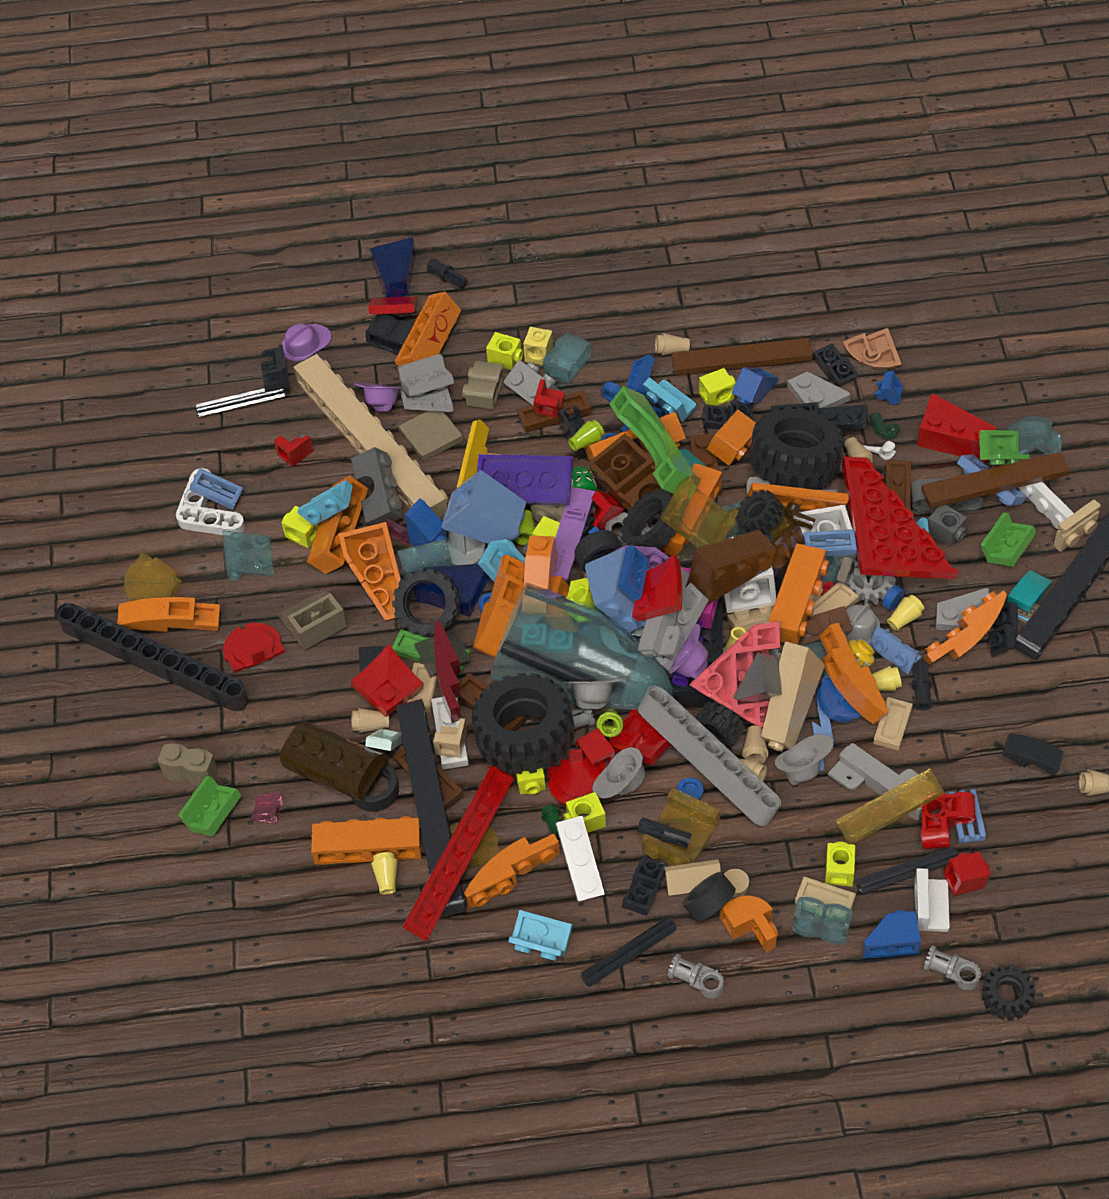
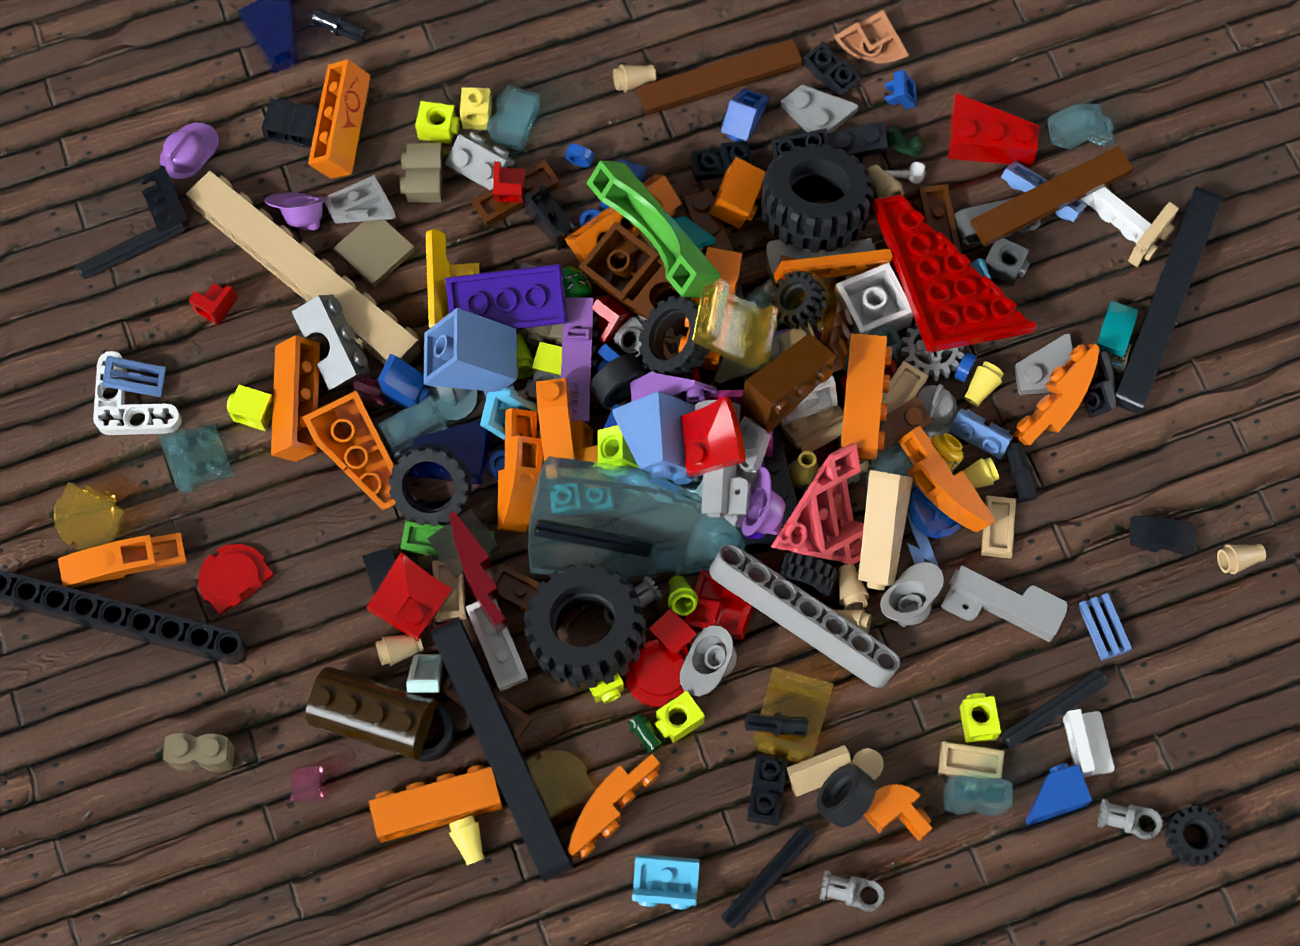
camera: 15 degrees left, 15 degrees up
(208, 807) = (239, 801): bright green bracket -> none
(314, 619) = (297, 528): dark tan slope -> none
(327, 503) = (280, 380): medium azure bracket -> none
(392, 305) = (285, 84): red tile -> none
(424, 376) = (351, 179): light grey bracket -> none
(451, 740) = (503, 657): tan panel -> none
(457, 853) = (549, 806): red tile -> none
(580, 859) = (688, 777): white plate -> none
(587, 435) = (568, 225): lime cone -> none
(593, 694) = (657, 561): light grey piece -> none
(633, 572) = (678, 421): blue plate -> none
(639, 373) = (606, 129): blue plate -> none
(669, 398) = (647, 149): medium azure bracket -> none
(691, 787) = (790, 658): blue tile -> none
(716, 387) = (701, 126): neon yellow brick -> none
(761, 680) = (850, 520): dark grey slope -> none
(797, 518) = (841, 293): dark brown arm -> none
(832, 547) = (883, 307): medium blue tile -> none
(846, 570) = (908, 349): tile -> none
(890, 807) = (1022, 639): clear yellow plate -> none
(956, 810) = (1095, 627): red piece -> none
(967, 873) = (1121, 700): red brick -> none
(1000, 446) = (1050, 153): bright green bracket -> none
(1006, 541) = (1078, 269): bright green bracket -> none

